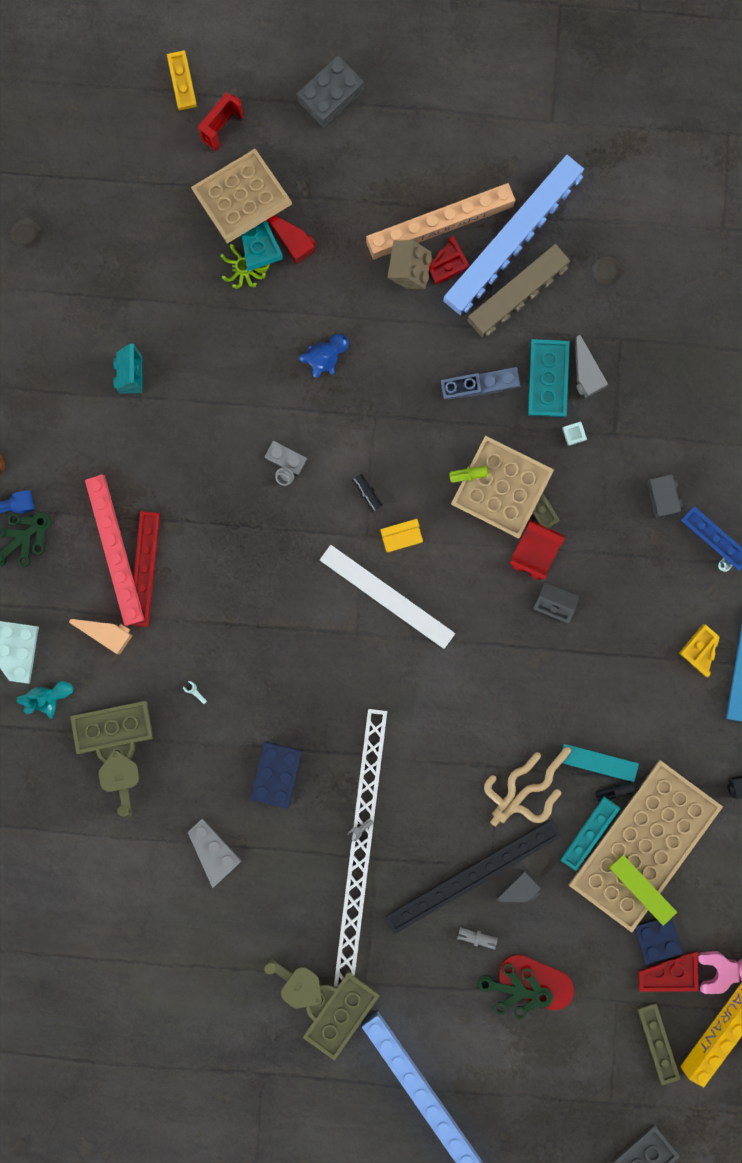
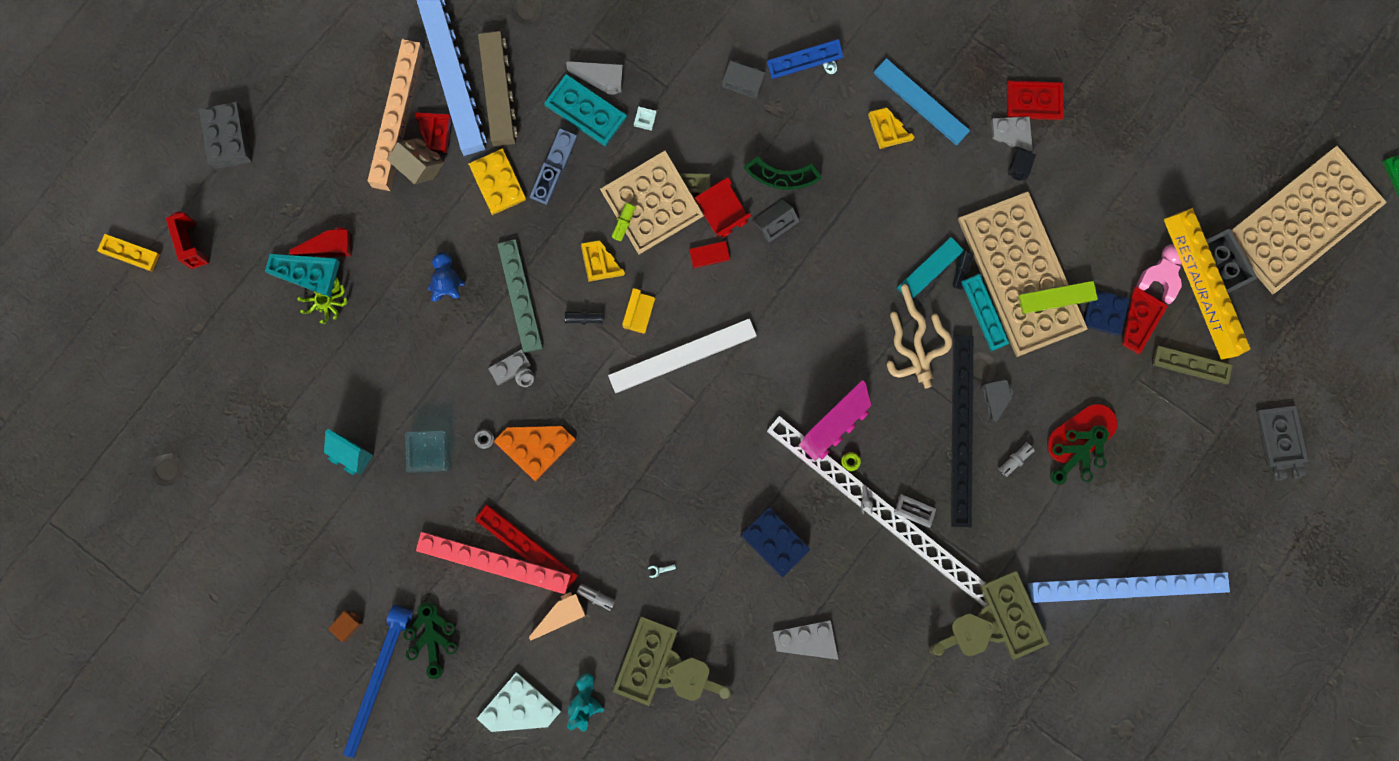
camera: 65 degrees left, 5 degrees down
(139, 653) = (596, 597): none -> light grey axle
(170, 436) = (426, 452): none -> clear light blue piece
(208, 471) = (480, 434): none -> light grey plate
(231, 522) = (534, 447): none -> orange plate
(241, 195) = (262, 263): tan plate -> none
(351, 427) = (519, 296): none -> sand green plate
(374, 861) = (899, 506): none -> light grey tile
(382, 801) = (855, 457): none -> lime plate
(409, 764) = (837, 422): none -> dark pink slope
(423, 475) = (599, 262): none -> yellow wing
(438, 344) = (497, 181): none -> yellow plate
(489, 564) = (709, 254): none -> red tile
(595, 585) = (780, 178): none -> dark green brick

